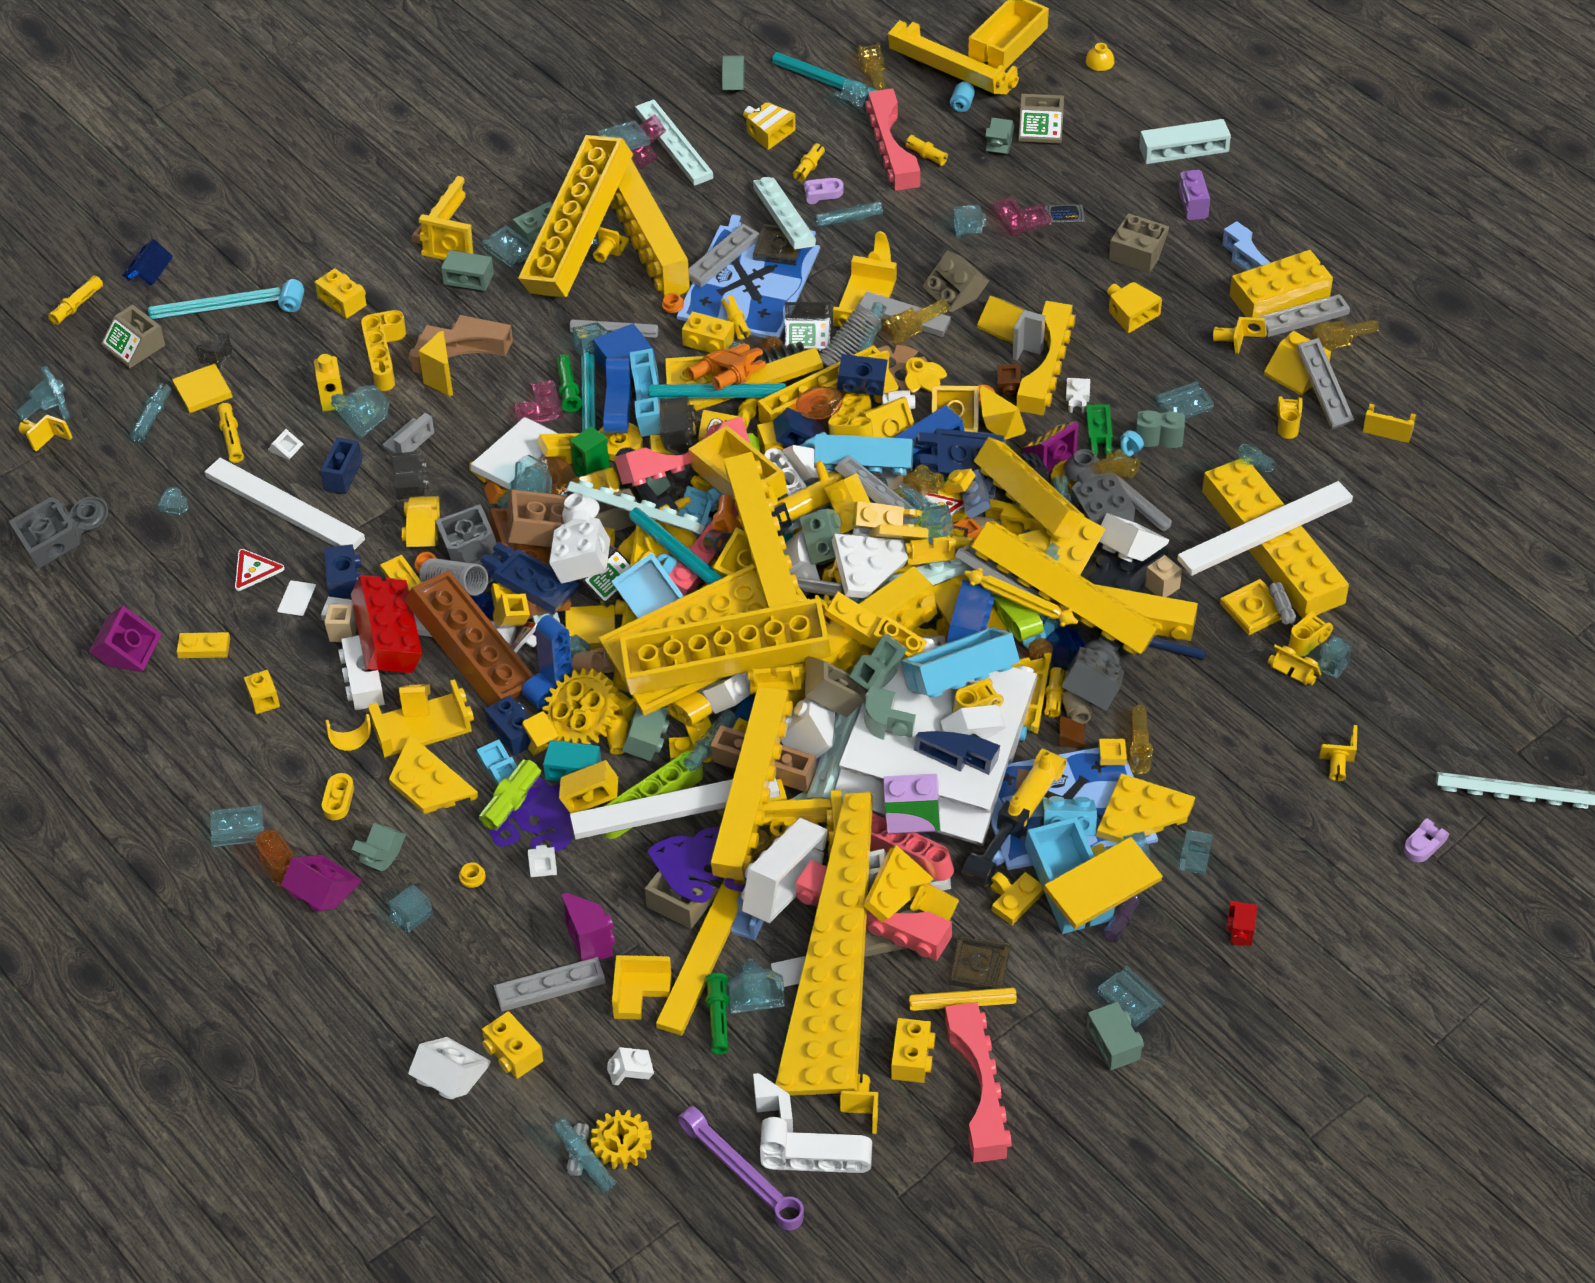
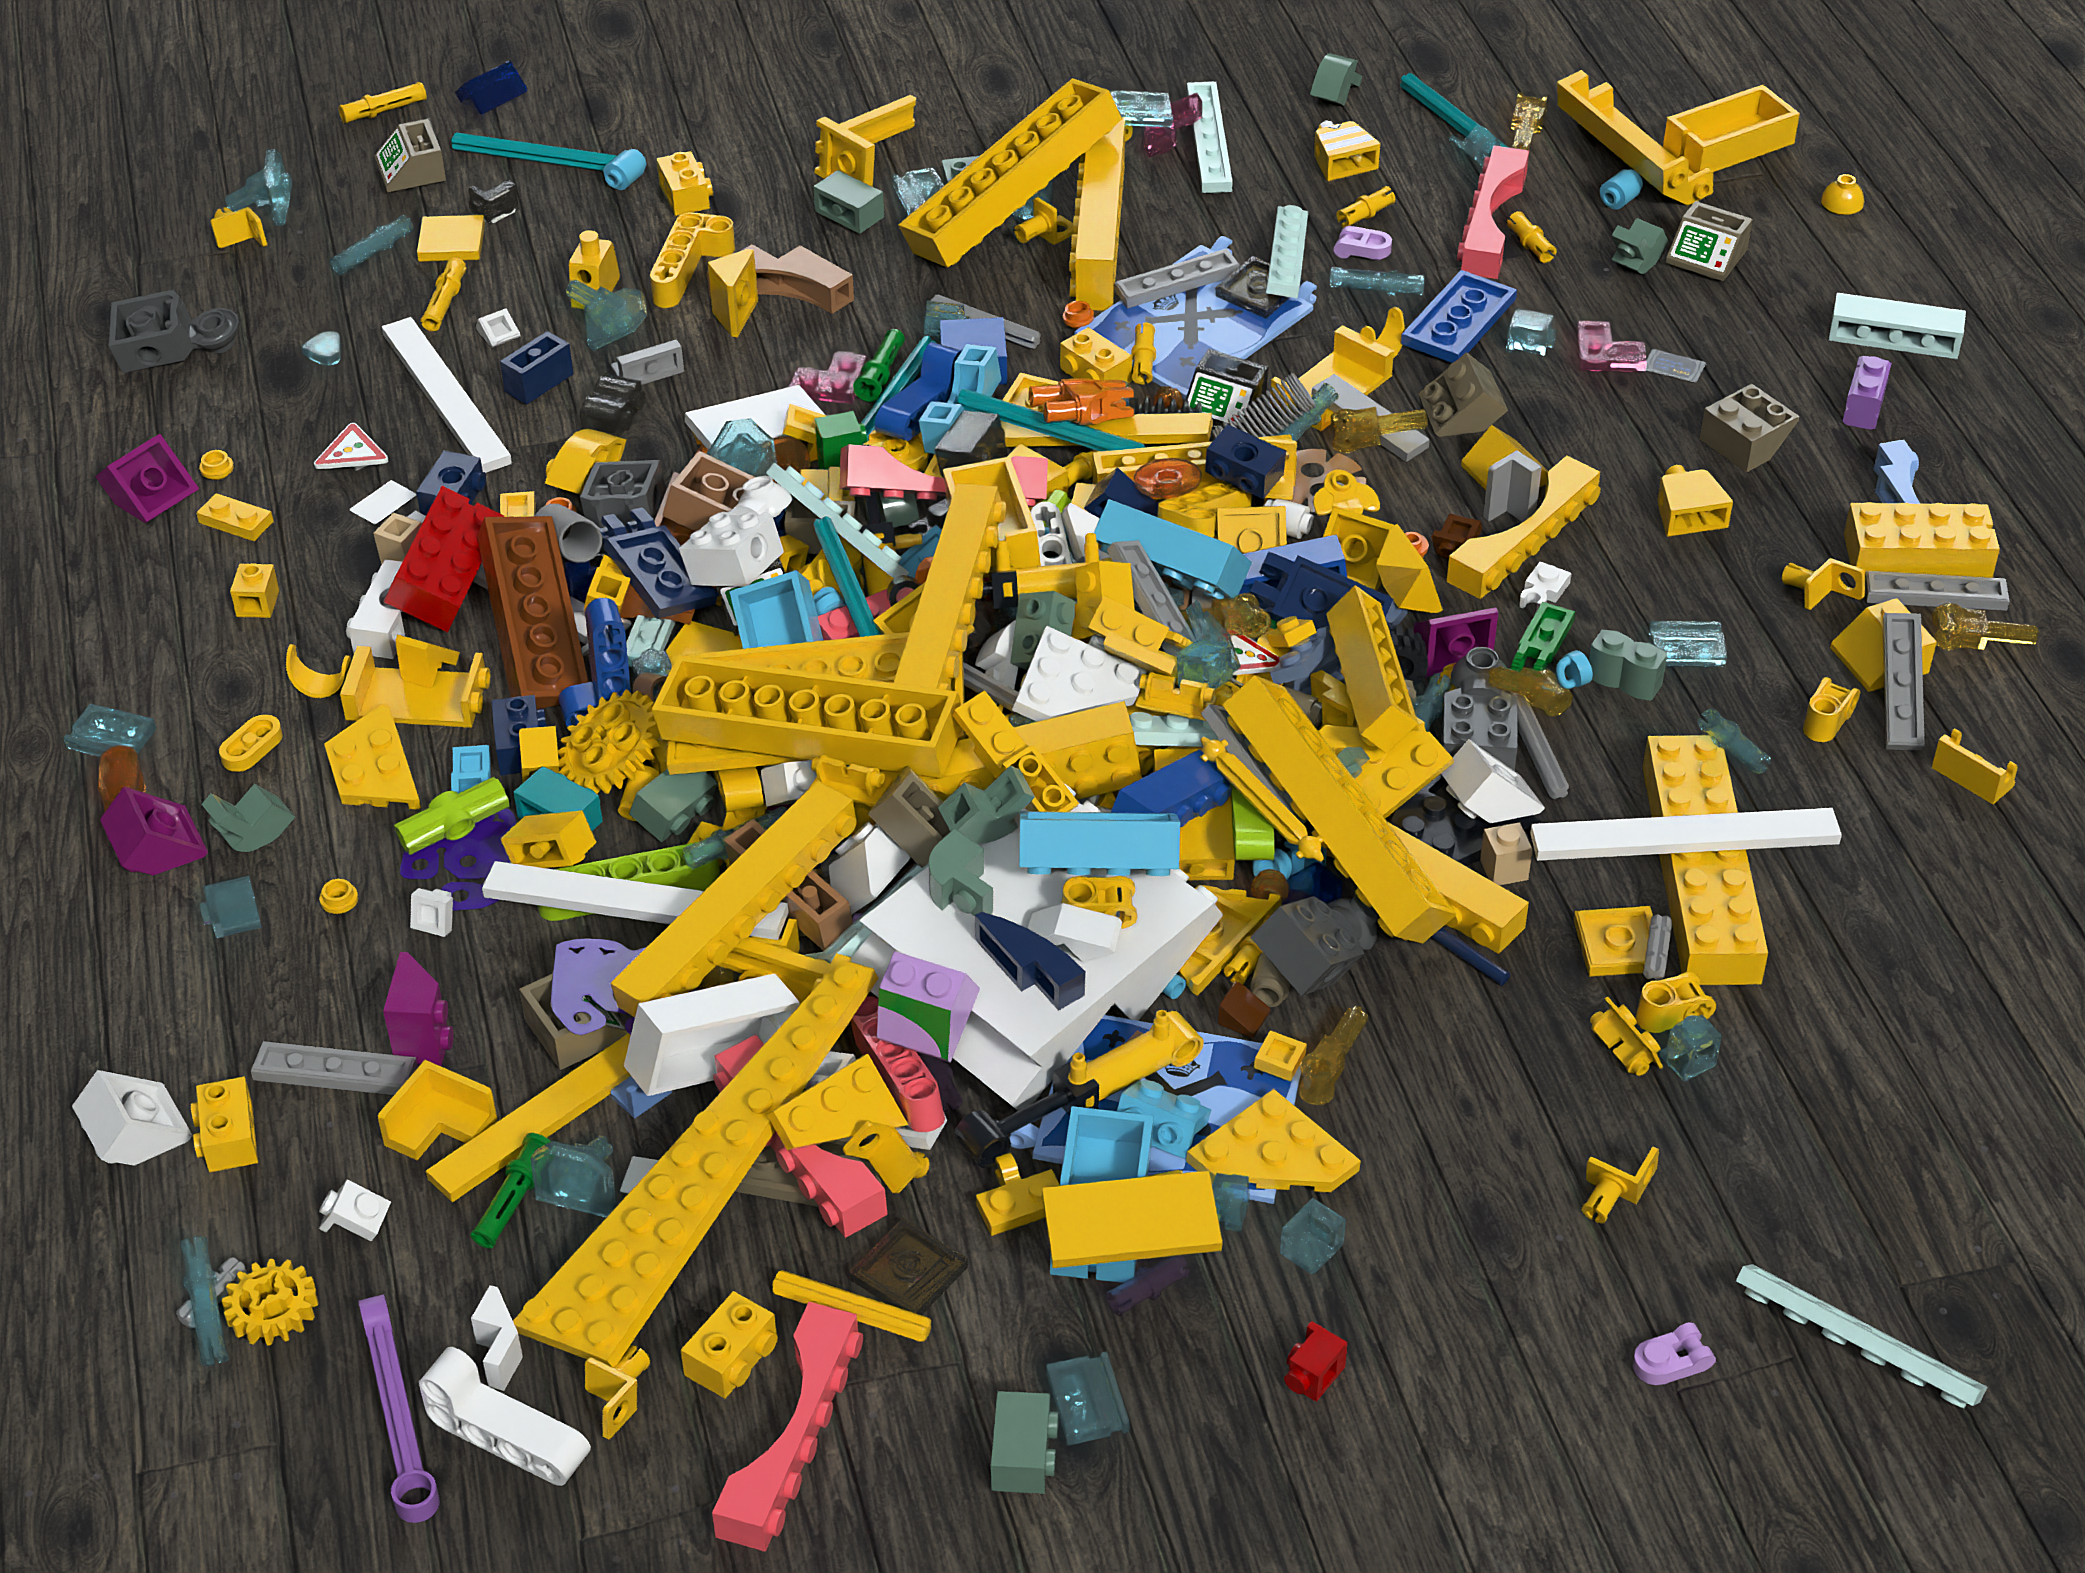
camera: 25 degrees right, 5 degrees down
(163, 613) = (216, 465): none -> yellow plate
(916, 223) = (1458, 316): none -> blue plate

